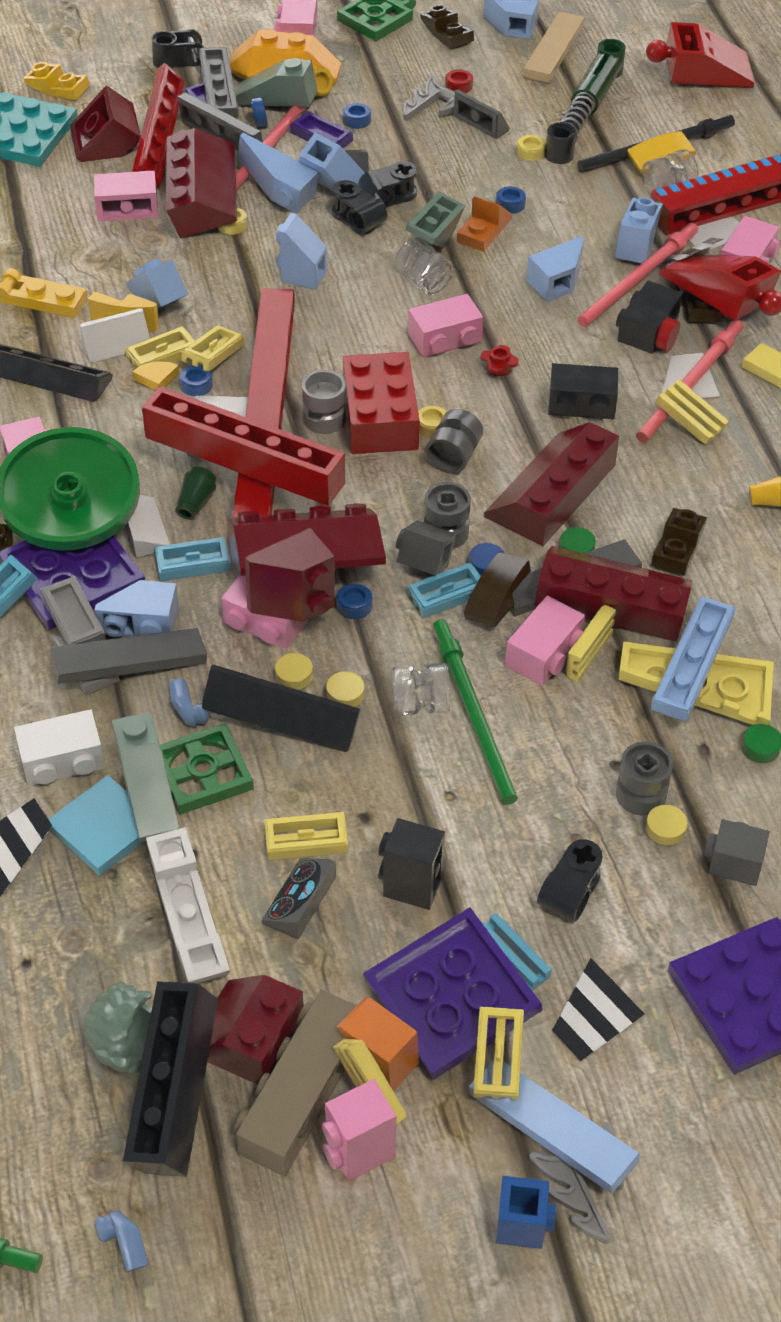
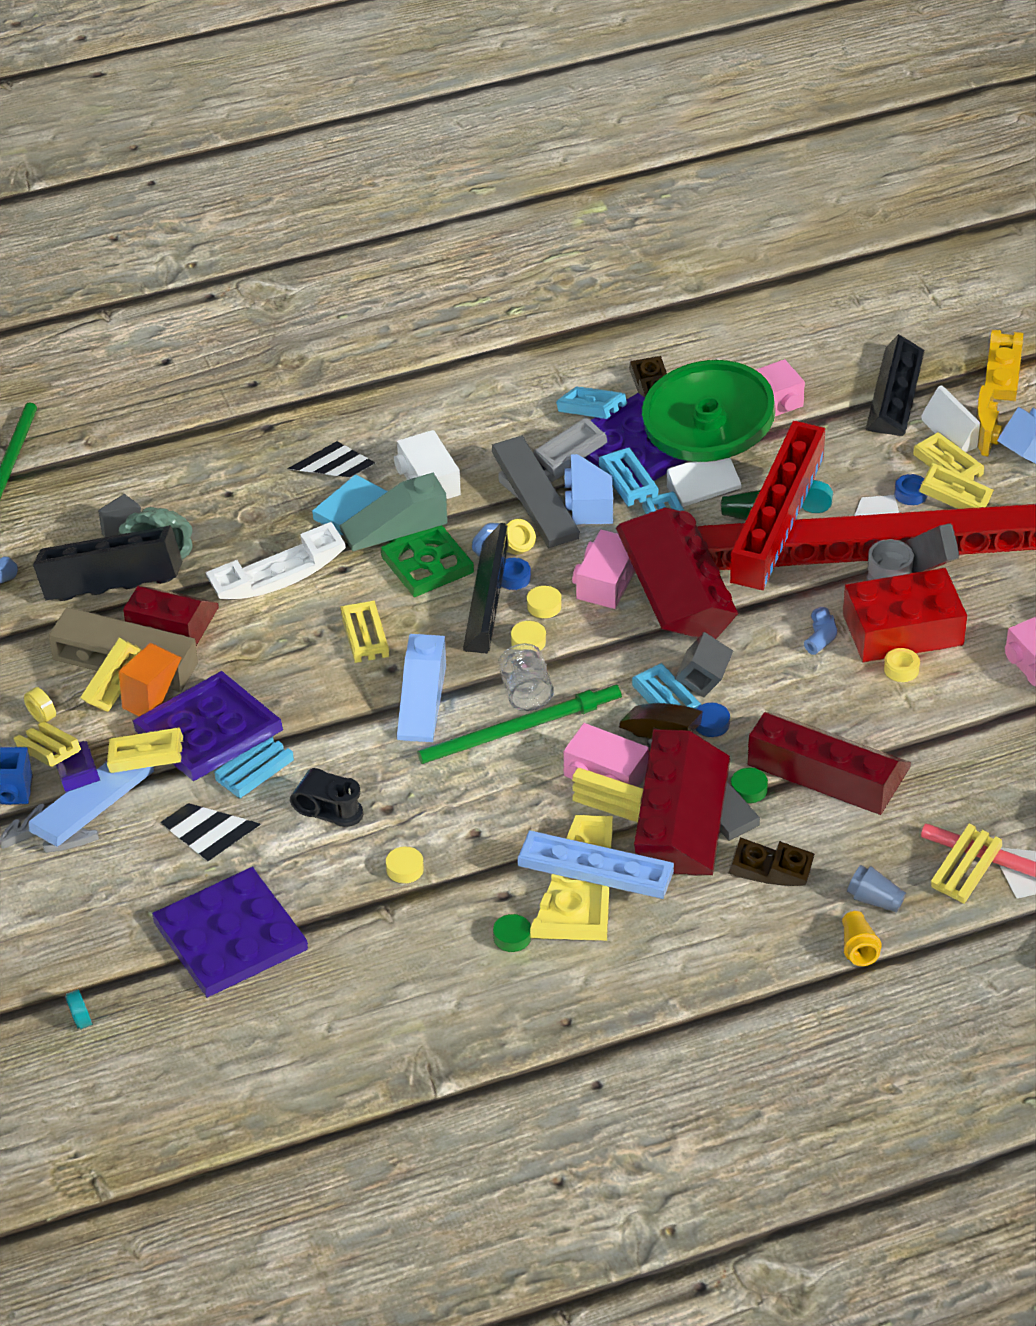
camera: 85 degrees right, 5 degrees down
(53, 1075) = (115, 514): none -> dark grey slope
(137, 570) = (650, 488): none -> medium azure tile
(156, 374) = (909, 460): yellow tile -> none
(192, 678) = (520, 536): none -> light yellow tile
(291, 578) = (607, 553): dark red slope -> none
(300, 896) = (300, 635): slope -> none
(345, 343) = (933, 548): none -> dark grey tile
(354, 601) = (639, 633): blue tile -> none
(359, 1130) = (69, 671): bright pink brick -> none
(380, 464) = (824, 630): none -> medium blue arm
(388, 1182) = (39, 705): none -> light yellow tile
(412, 863) = (321, 681): black brick -> none
(414, 783) = (421, 687): none -> light blue slope
(449, 508) = (750, 675): dark grey wheel -> none
(449, 1159) = (53, 740): none -> light yellow tile
(454, 441) = (860, 673): dark grey wheel -> none
(499, 360) = (1009, 707): red plate -> none
(504, 1138) = (78, 769): none -> dark purple tile
(583, 391) = (971, 771): black brick -> none
(644, 777) = (442, 834): dark grey wheel -> none
(717, 475) = (875, 889): none -> sand blue cone
(737, 852) = (373, 909): dark grey brick -> none

